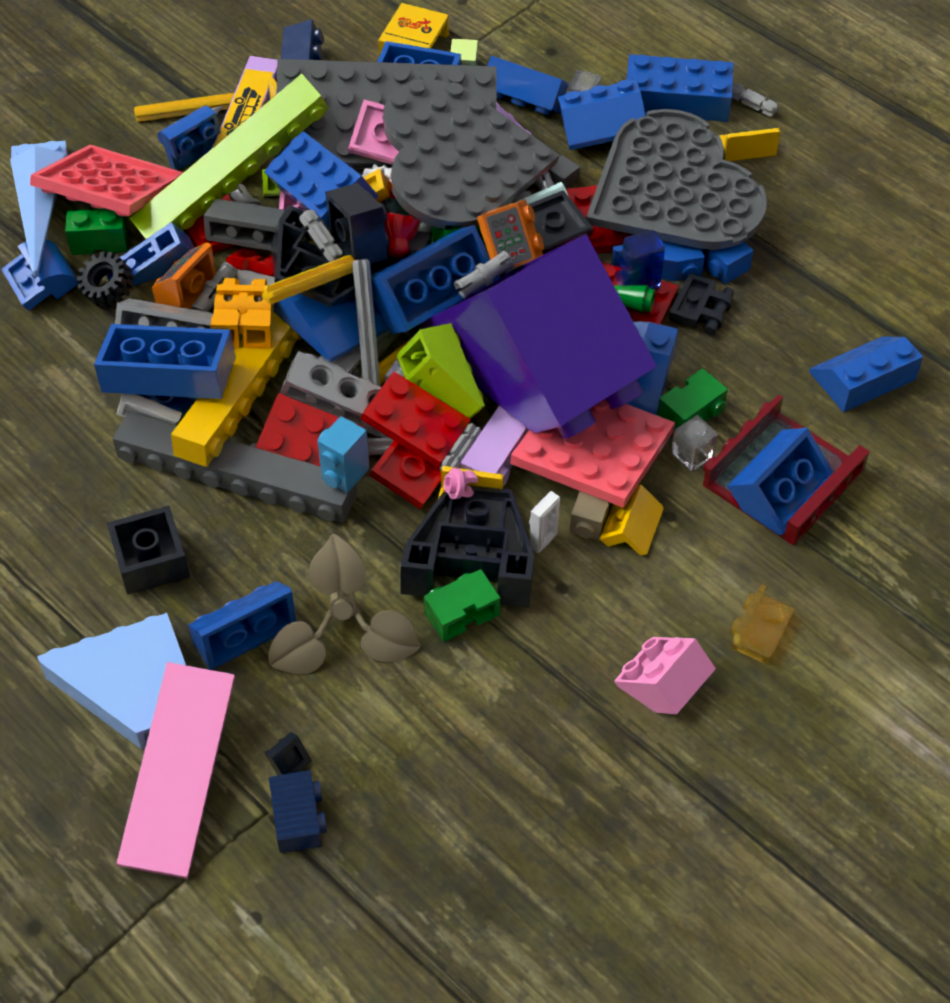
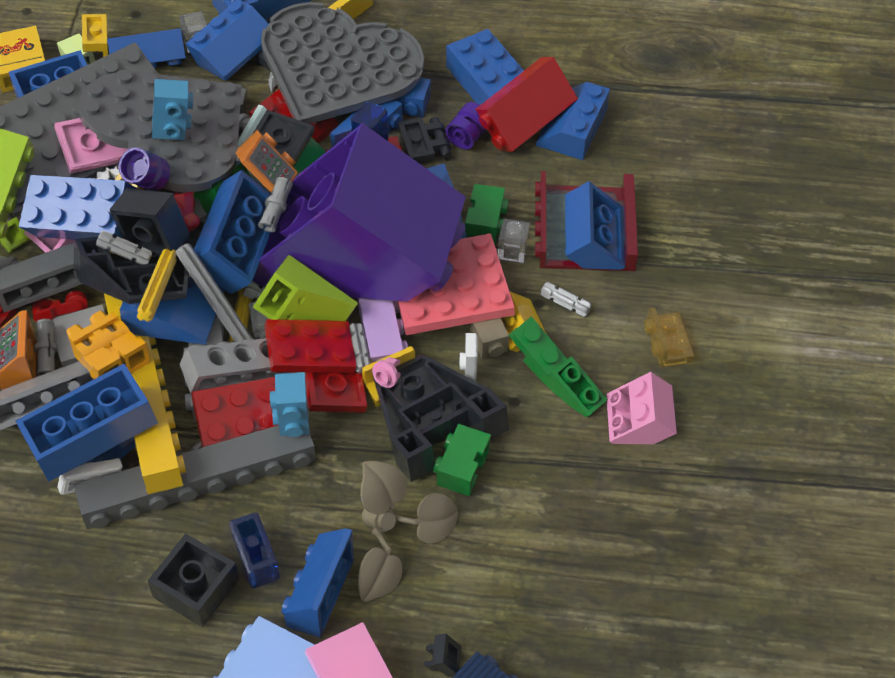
camera: 40 degrees left, 0 degrees up
(215, 559) = (254, 550): none -> clear blue brick
(386, 175) = (144, 169): none -> dark purple wheel
(453, 135) = (170, 109): none -> dark azure brick
(491, 42) = (94, 33): none -> yellow panel
(622, 581) = (557, 372): none -> green slope
(697, 527) = (566, 299): none -> light grey axle
(754, 313) = (465, 127): none -> dark purple wheel
(820, 283) = (481, 65): none -> blue brick
(820, 323) = (526, 104): none -> red brick

